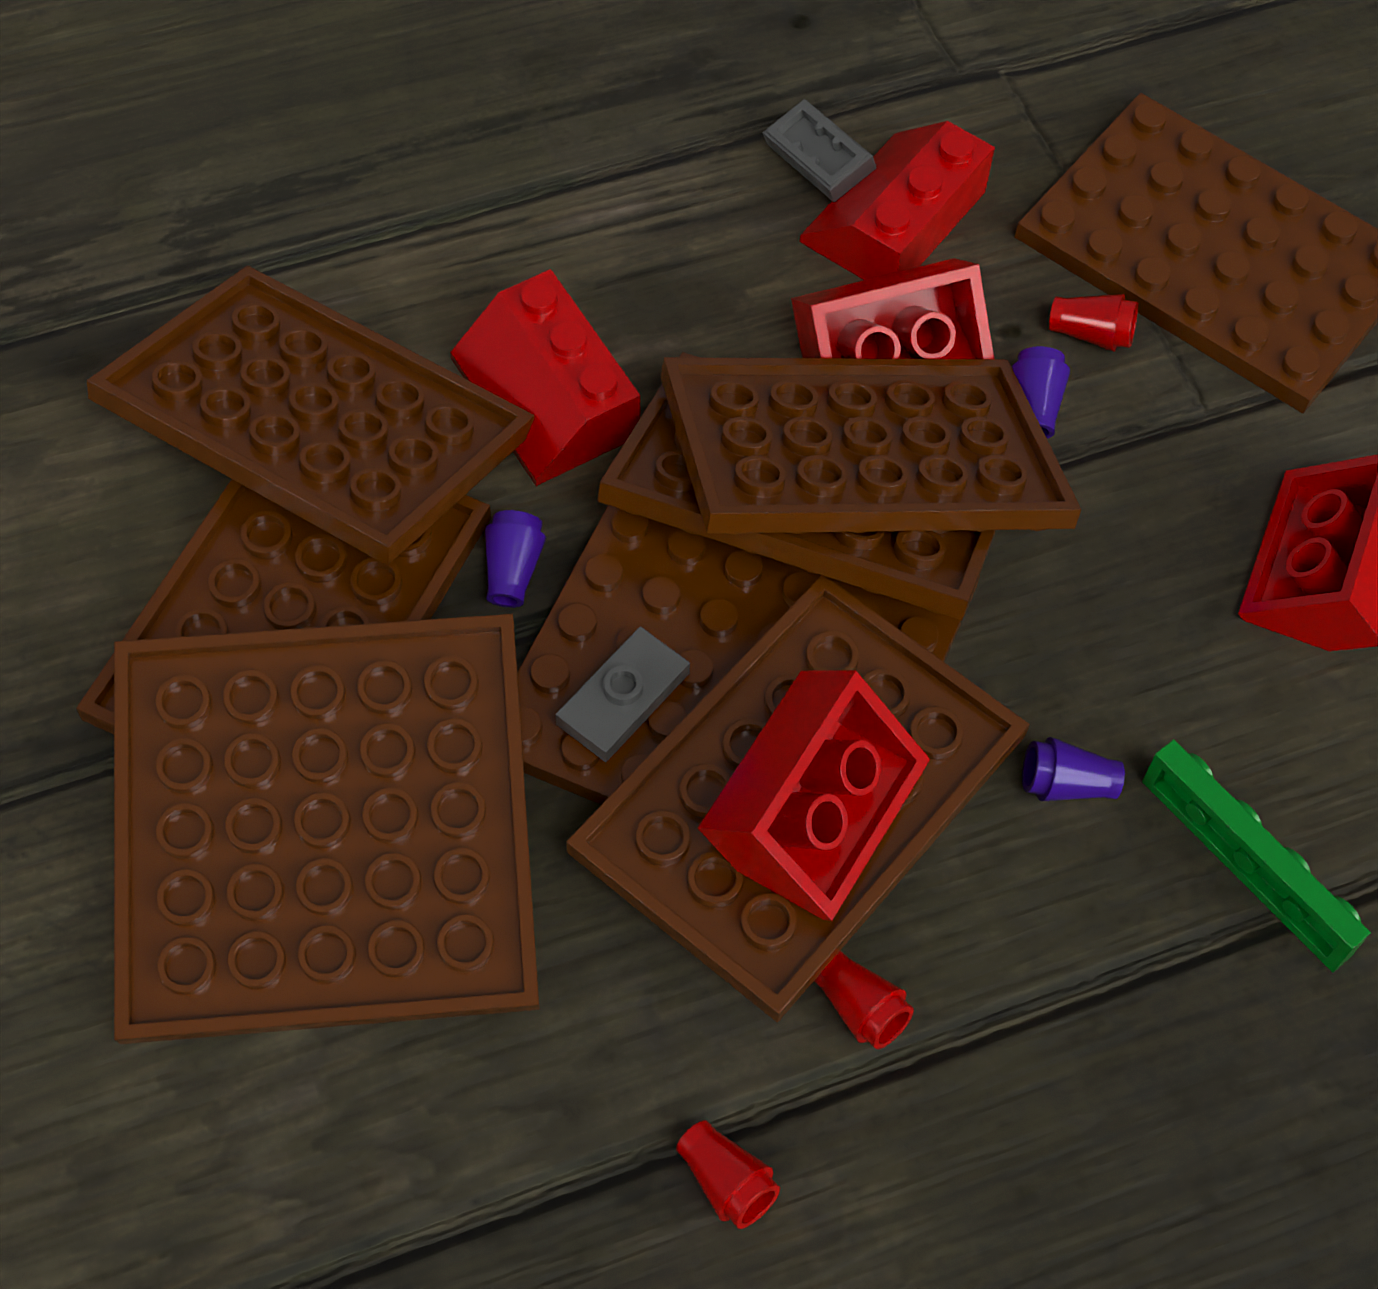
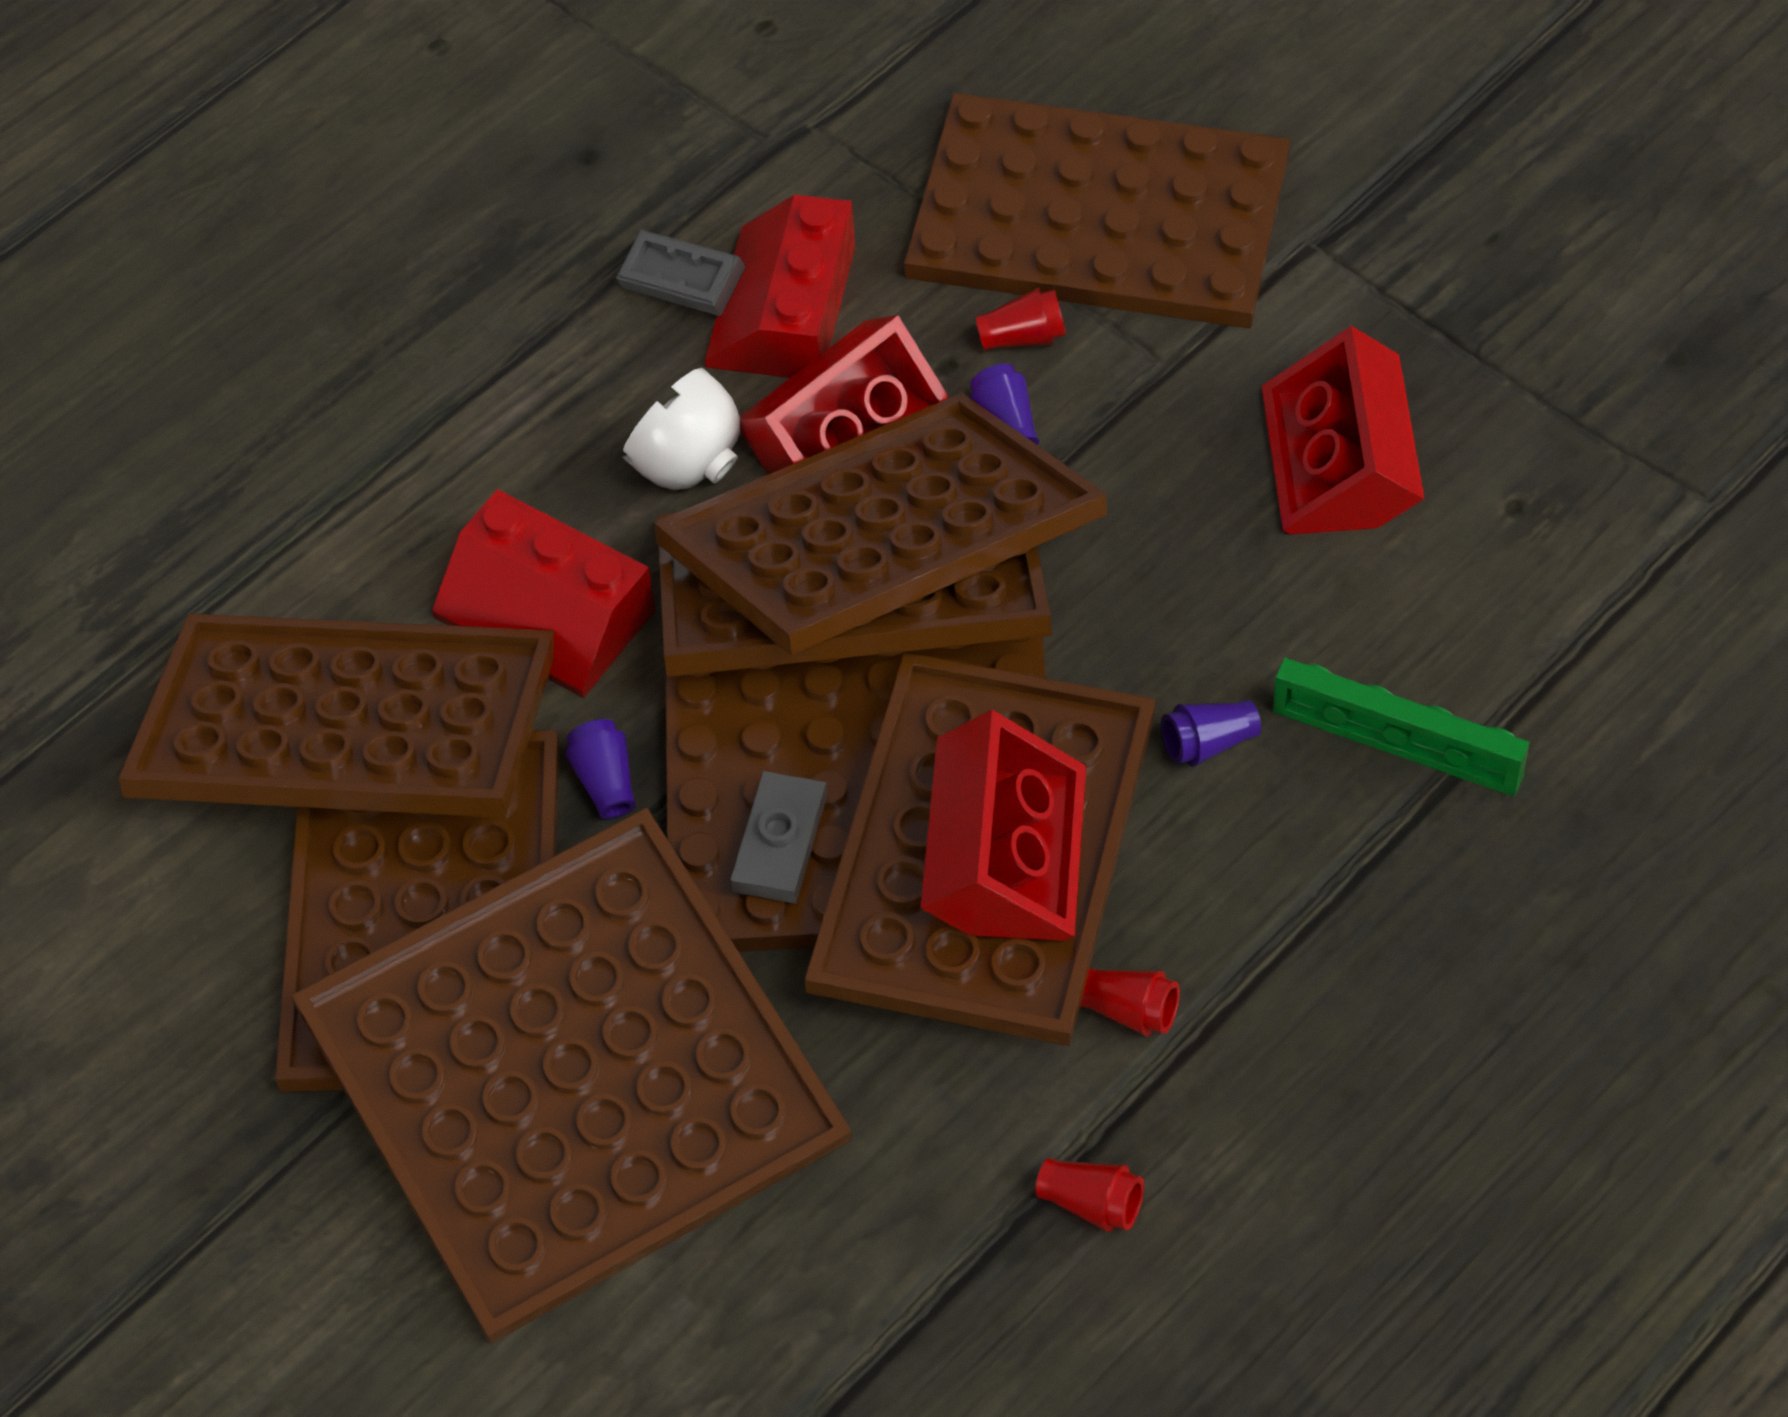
camera: 20 degrees left, 5 degrees down
(743, 293) = (687, 436): none -> white cylinder

